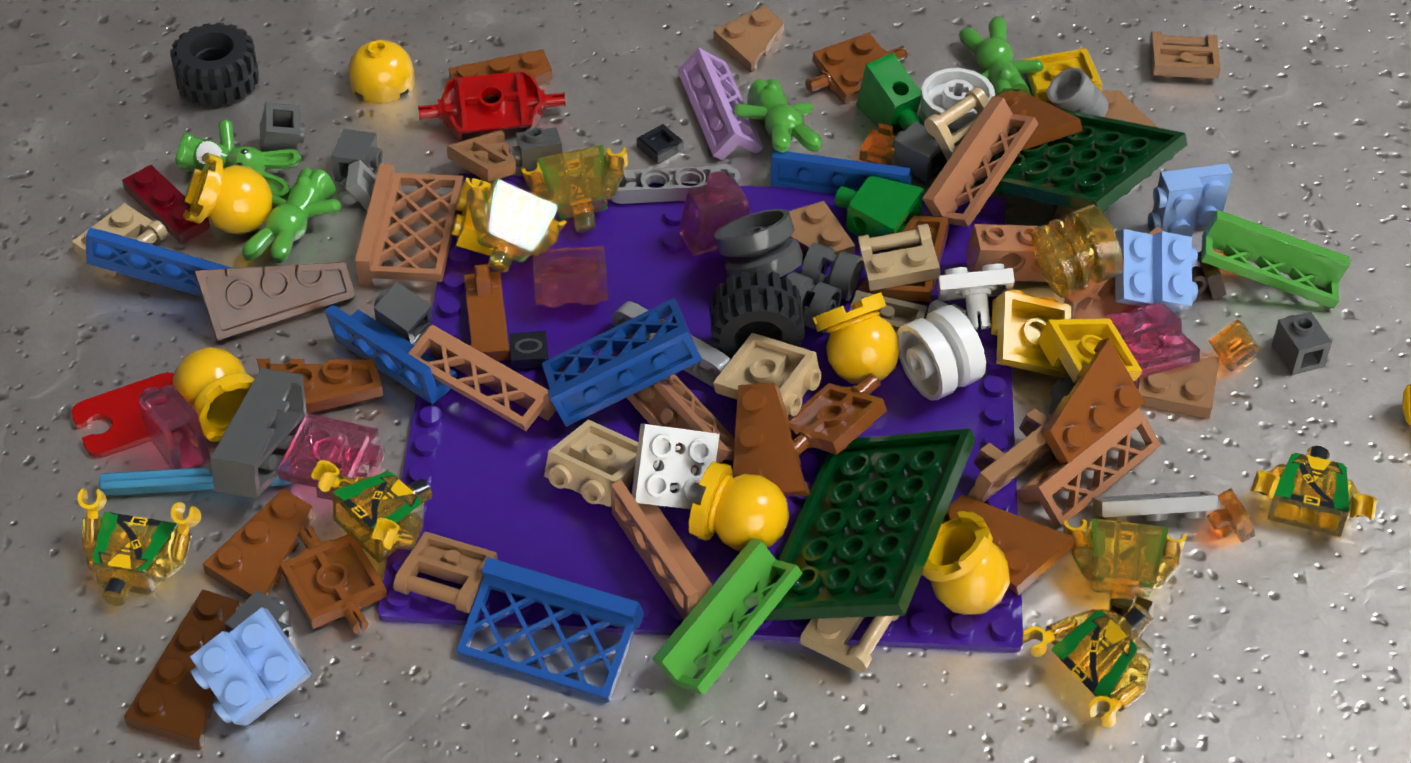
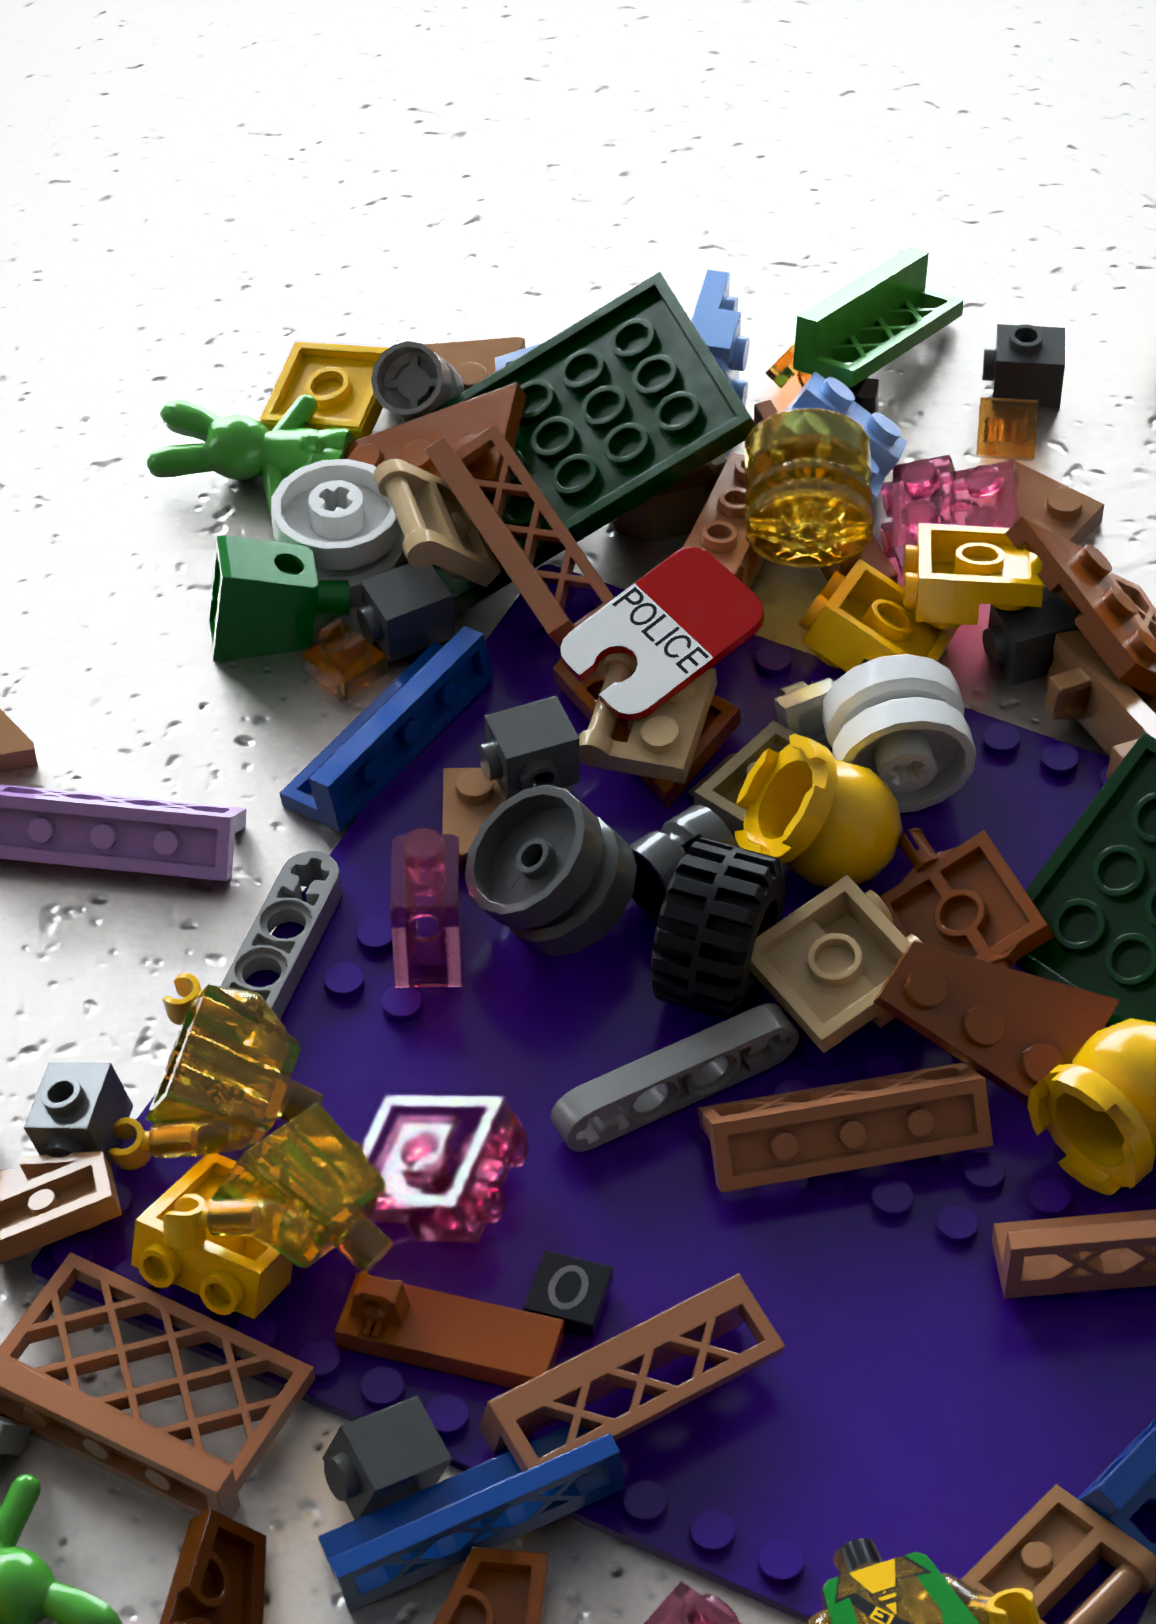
camera: 65 degrees left, 0 degrees up
(592, 461) = (908, 1271): tan plate -> none
(614, 377) = (768, 1159): blue fence -> none
(660, 144) = (144, 944): black tile -> none
(660, 465) = (997, 1151): white plate -> none
(782, 122) = (232, 749): bright green animal -> none
(838, 217) = (530, 747): none -> dark grey brick
(844, 270) = (636, 797): dark grey wheel -> none
(845, 63) = (137, 624): dark orange plate -> none
(879, 206) = (505, 677): green torso -> none
(946, 235) = (674, 626): none -> piece
(976, 289) = (781, 645): white plate -> none
(1185, 56) = (380, 260): medium nougat plate -> none

